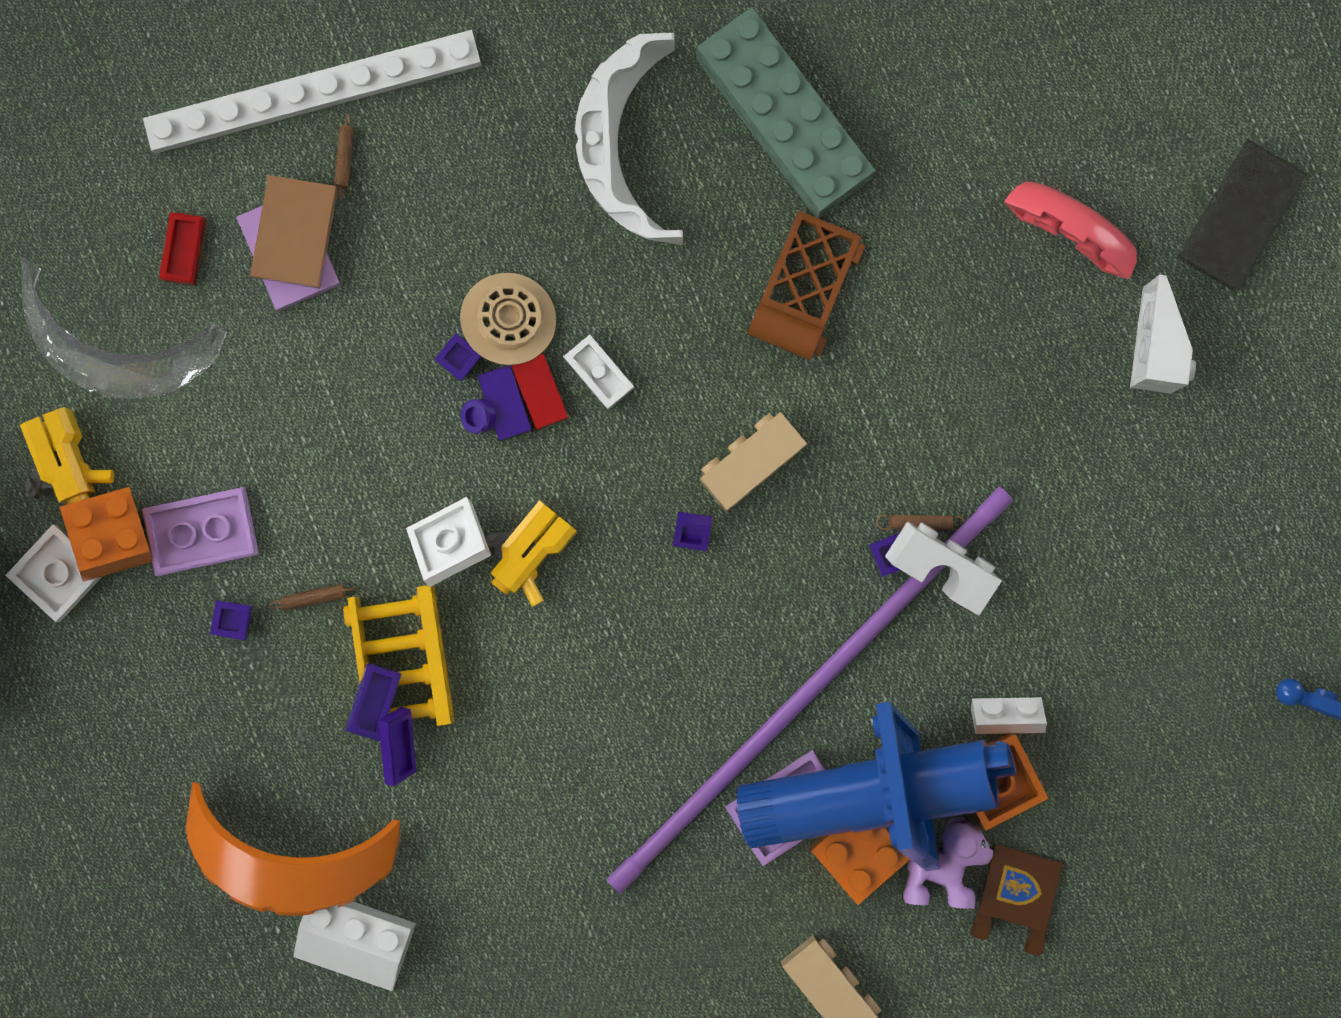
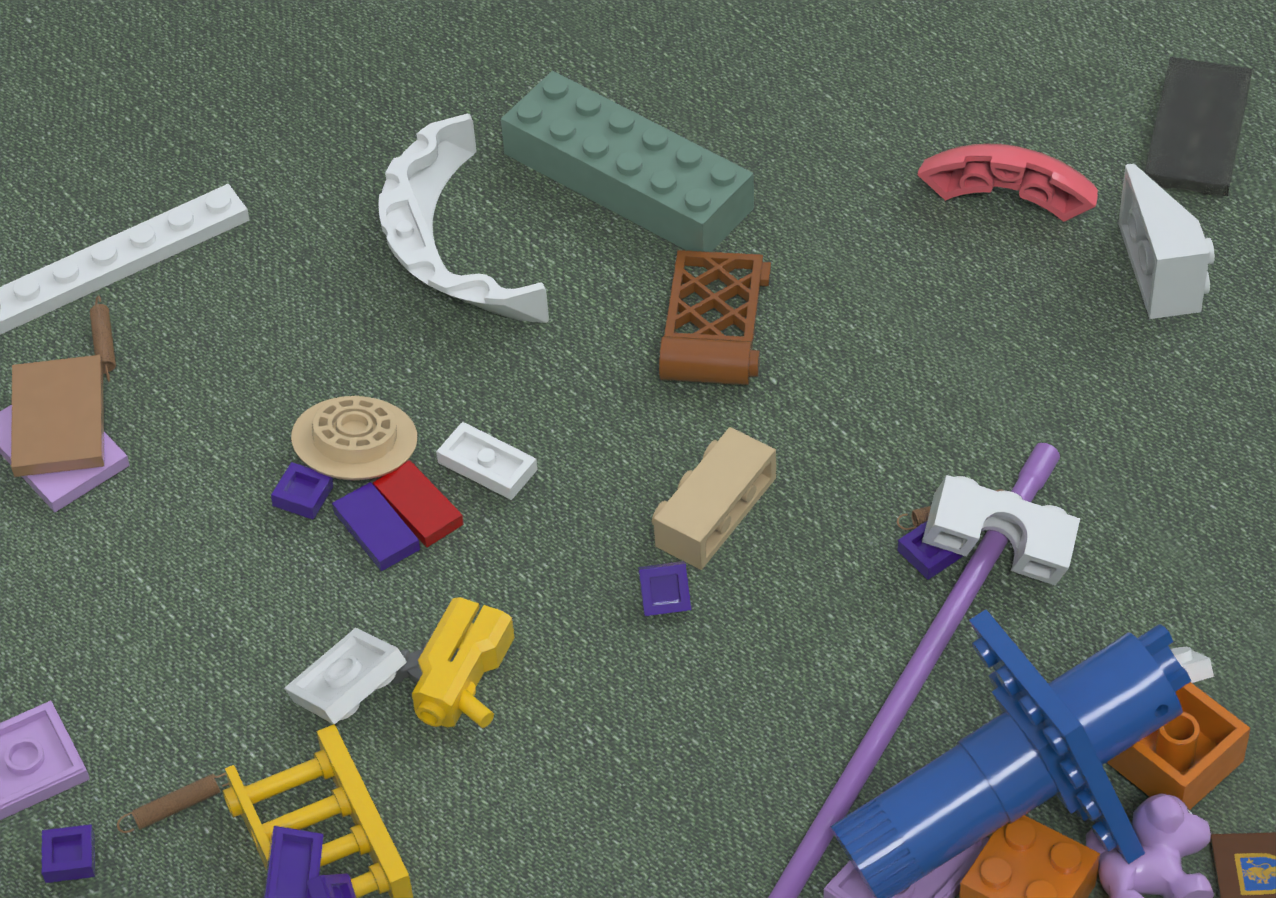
camera: 15 degrees left, 35 degrees down
(478, 416) = (345, 543): dark purple tile -> none

